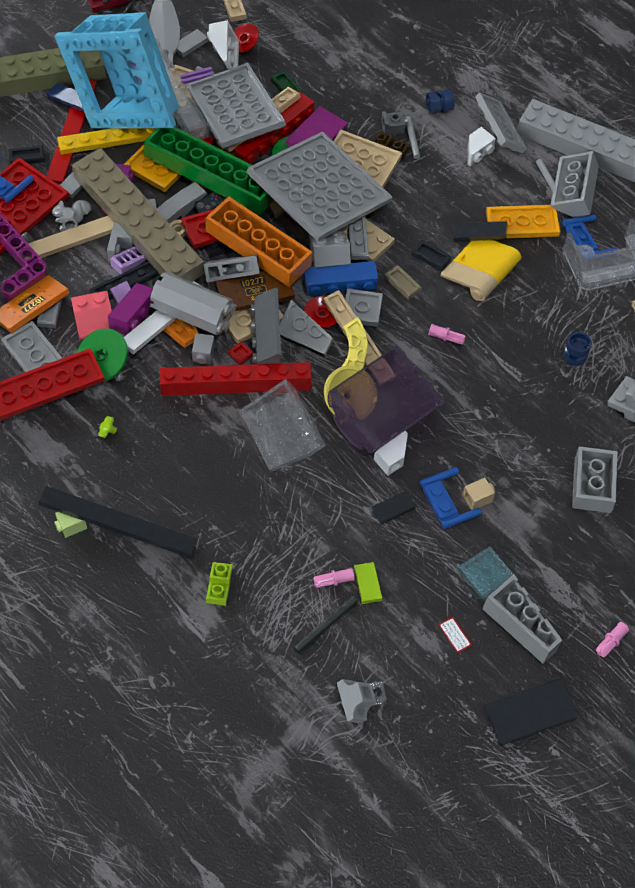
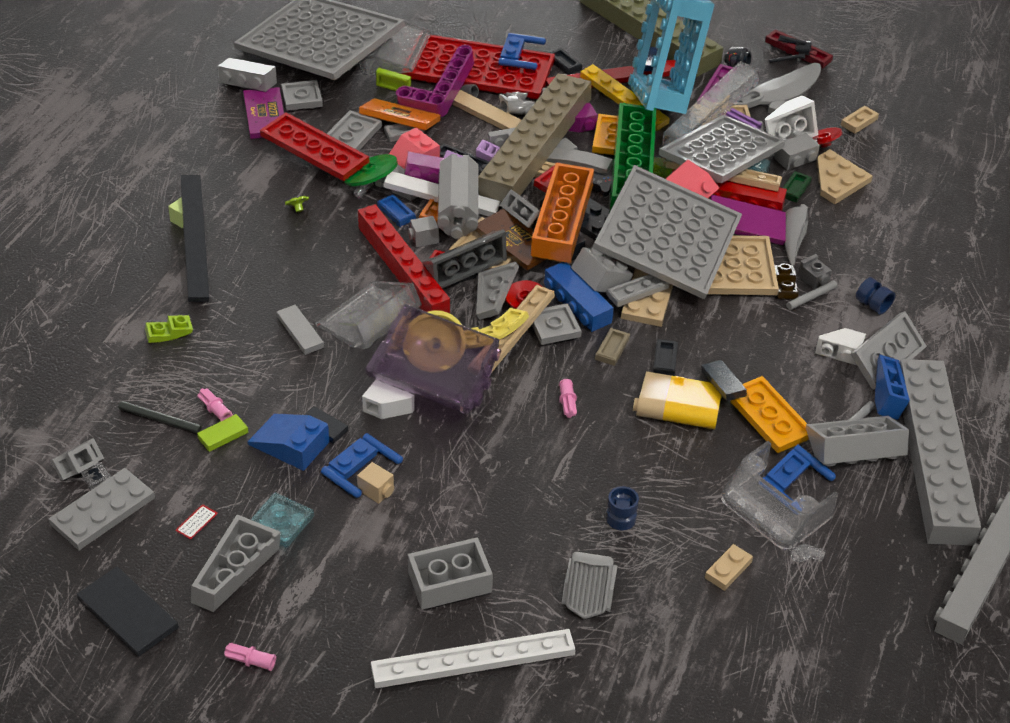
camera: 65 degrees right, 15 degrees down
(157, 359) = (396, 210): none -> blue tile
(254, 58) = (797, 151): none -> light grey brick
(268, 142) = (694, 179): none -> coral slope
(272, 484) = (300, 329): none -> light grey tile
(291, 54) = (839, 176): none -> tan plate
(336, 106) = (795, 230): none -> light grey piece
(400, 535) = (292, 438): none -> blue slope
(412, 699) = (101, 508): none -> light grey plate
(540, 142) = (890, 389): none -> blue slope

